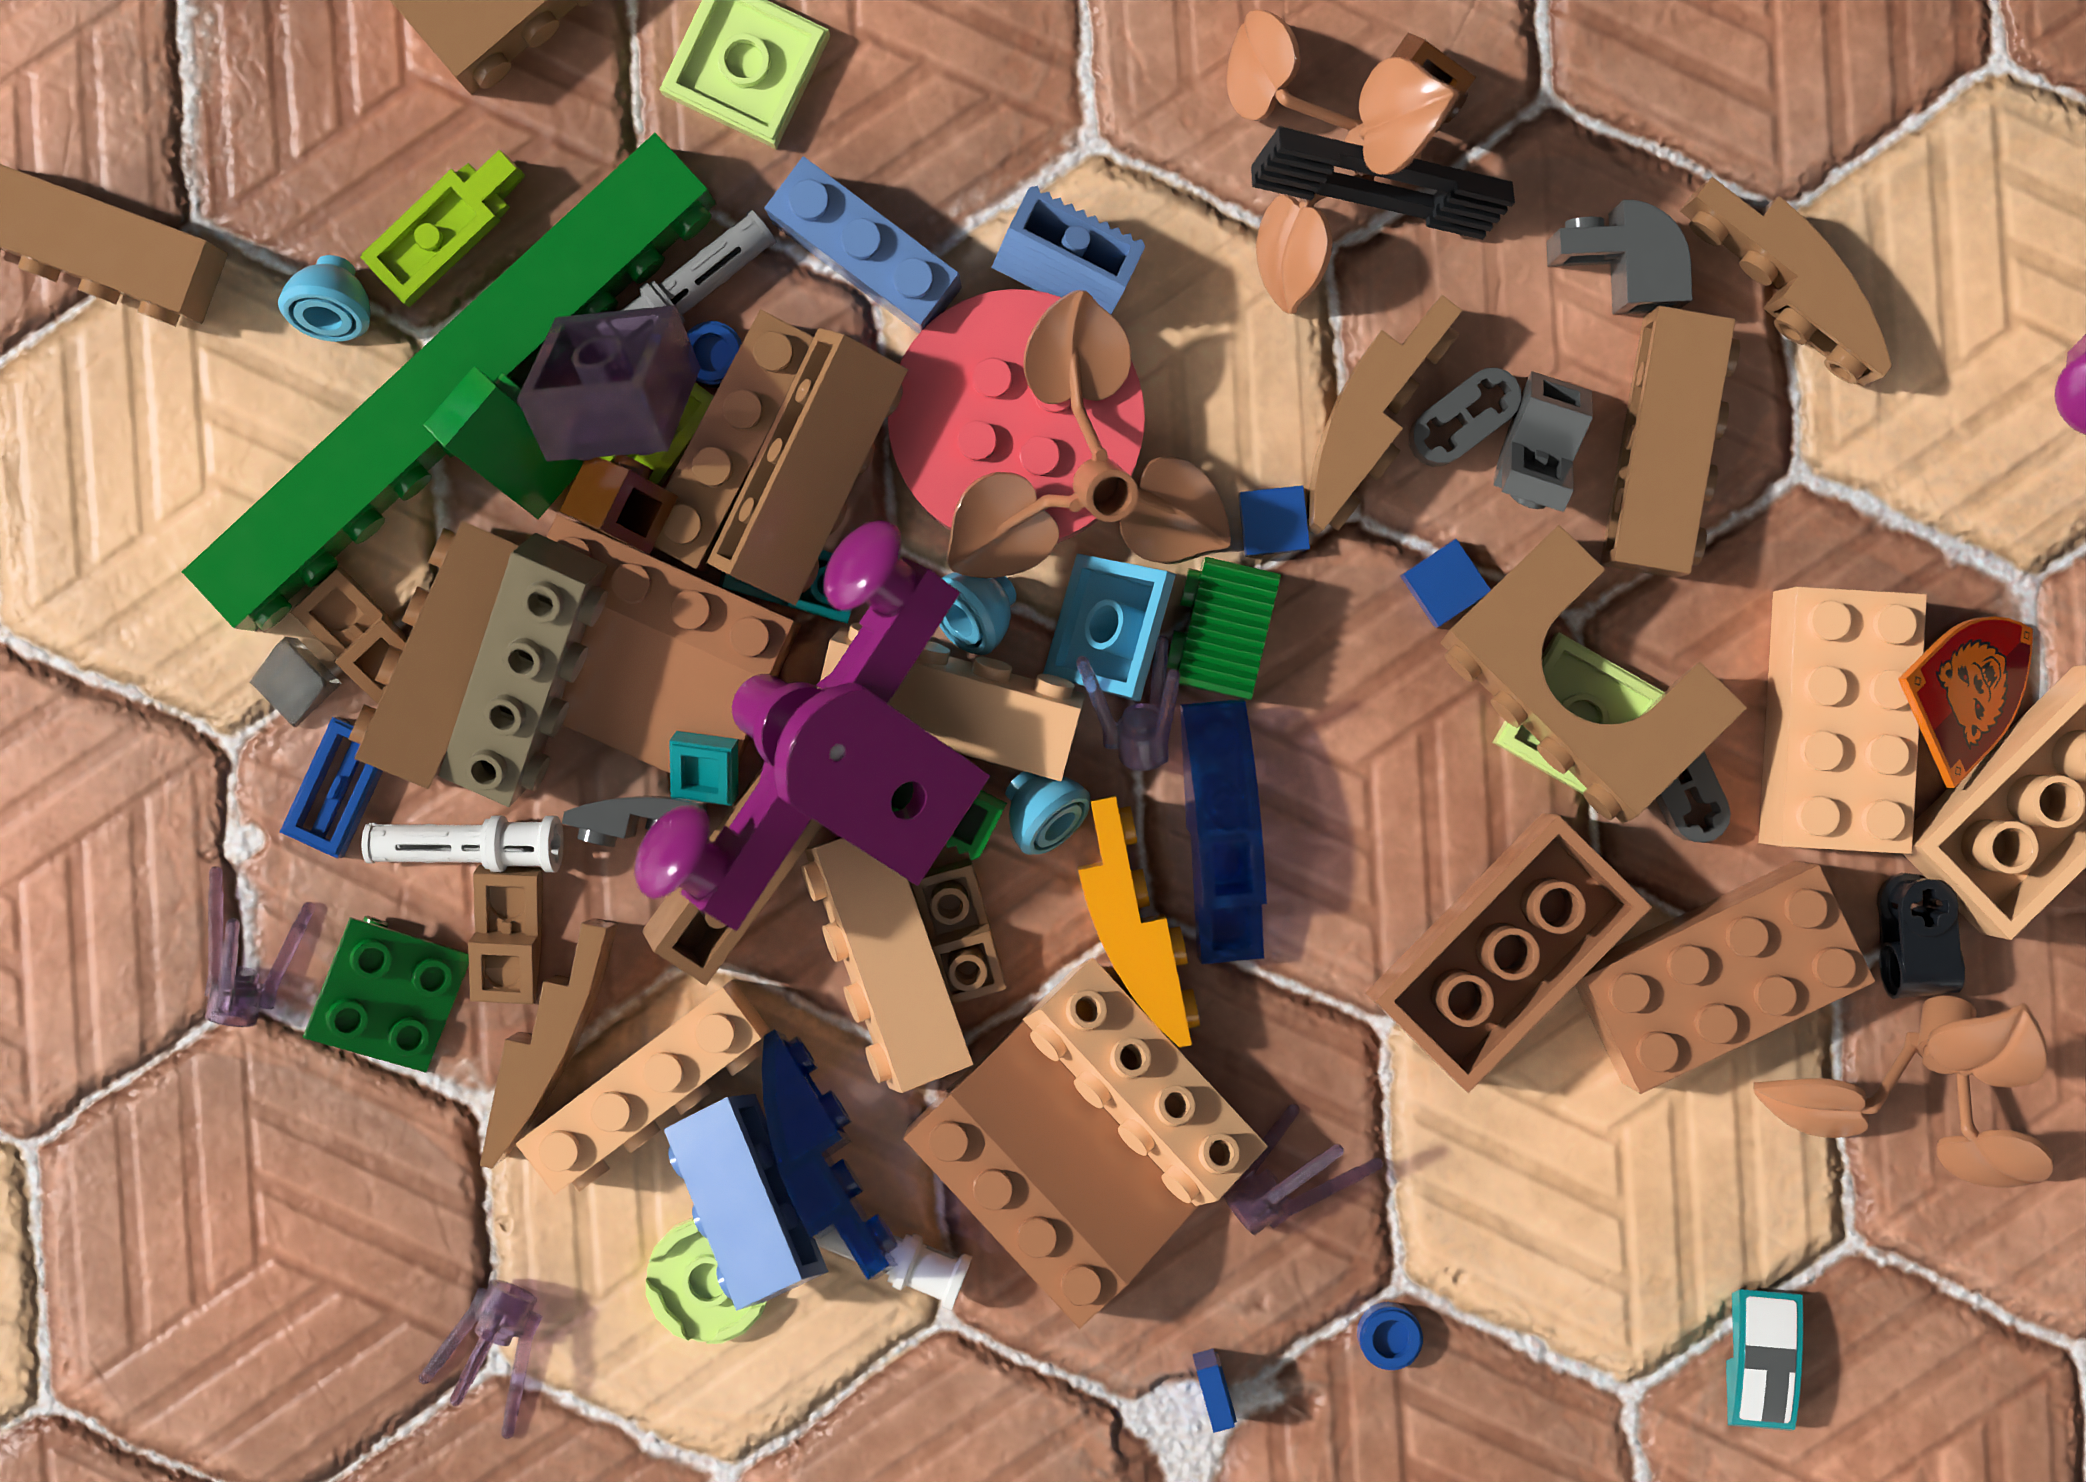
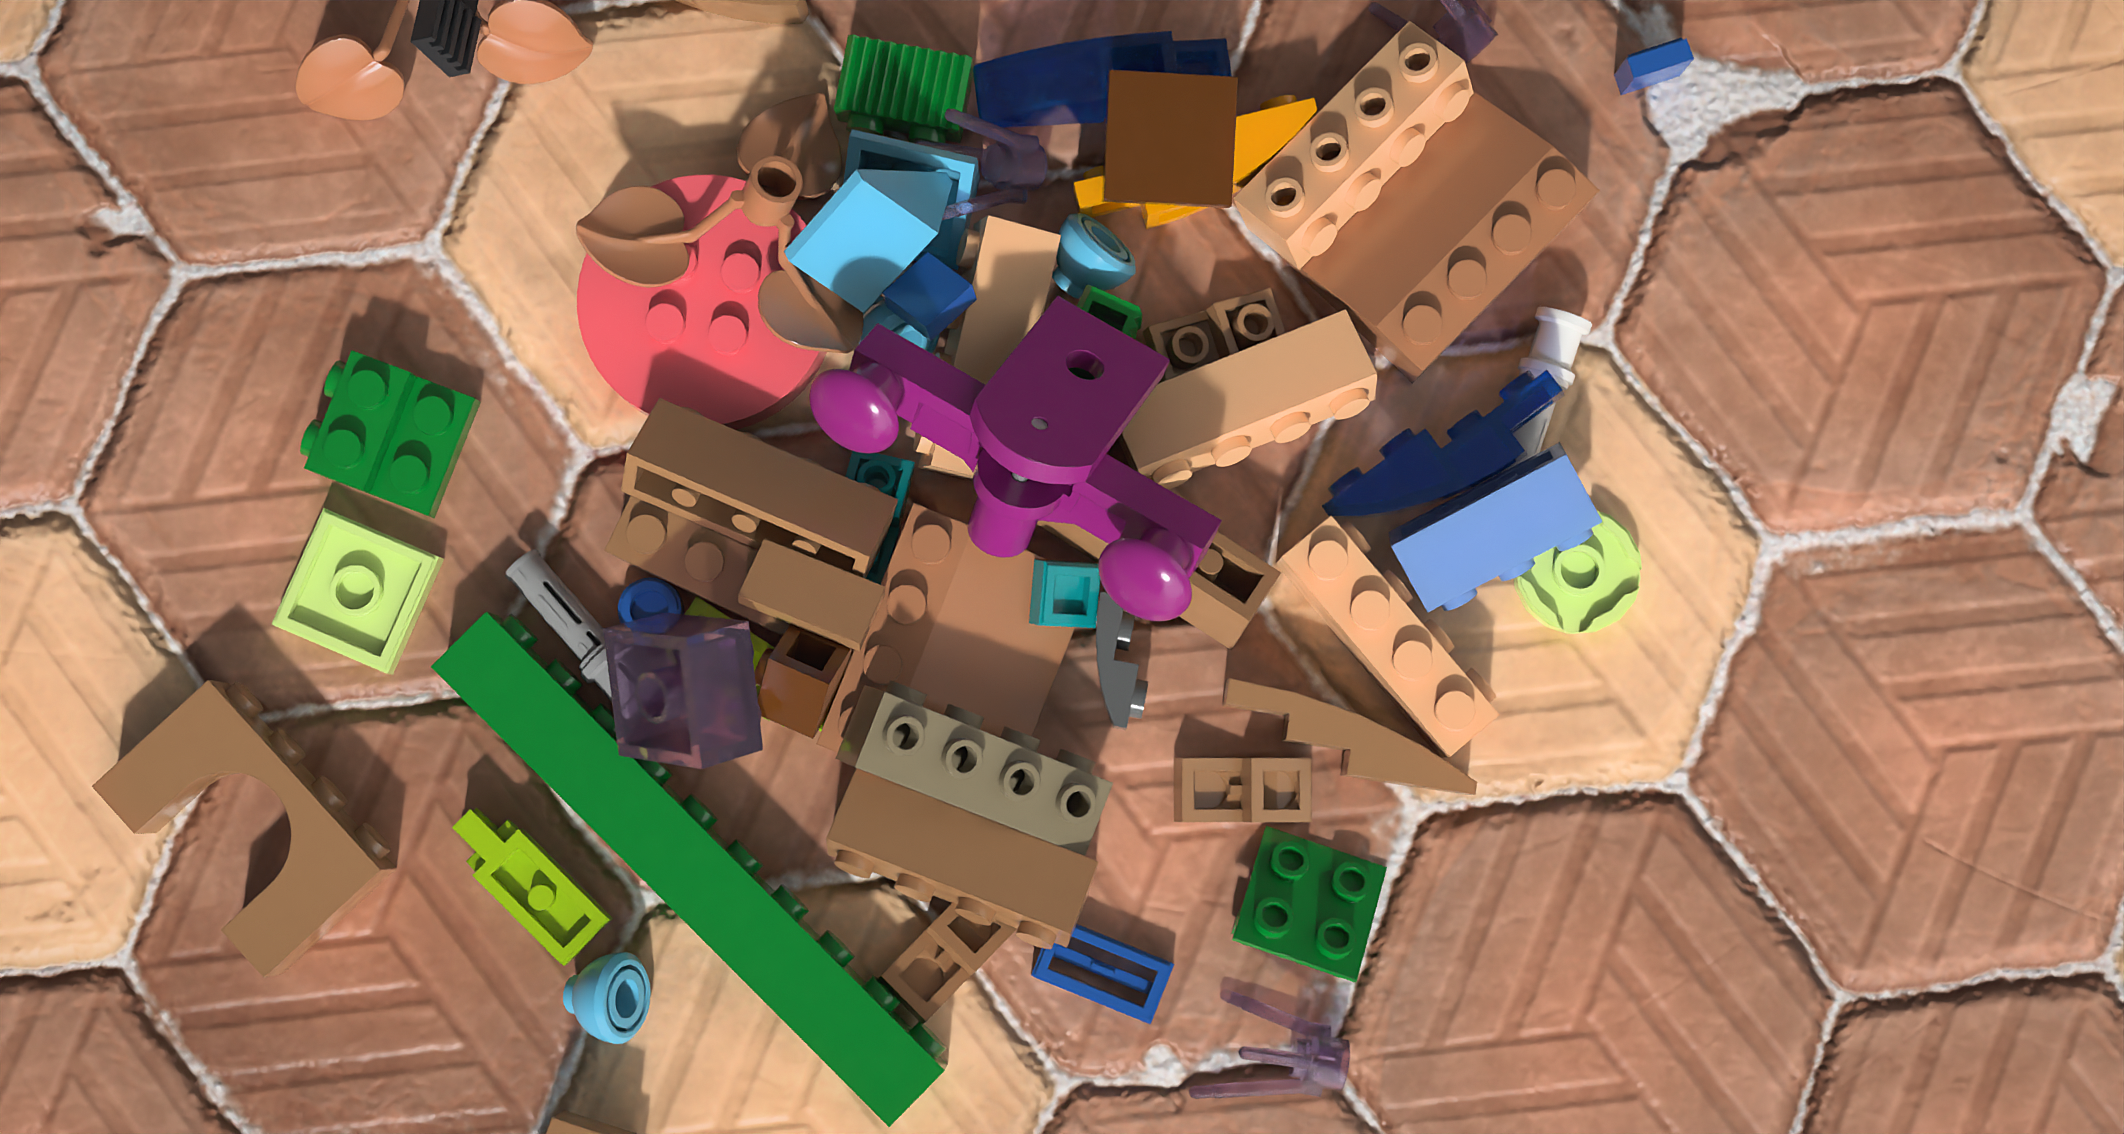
camera: 90 degrees left, 5 degrees down
(294, 680) = (997, 1019): clear smoke slope -> none
(492, 436) = (743, 803): green brick -> none
(492, 844) = (1151, 802): white pin -> none
(501, 1314) = (1626, 773): plant -> none
(699, 515) = (811, 595): none -> medium nougat tile
(863, 246) = (539, 458): medium blue brick -> none
(900, 96) = (389, 433): none -> green plate
(998, 645) = (929, 296): none -> blue tile
(1063, 593) = (871, 231): none -> medium azure slope
(1066, 251) = (537, 256): medium blue brick -> none
(1150, 896) = (1169, 139): none -> reddish brown tile
(1274, 521) = (796, 52): blue tile -> none

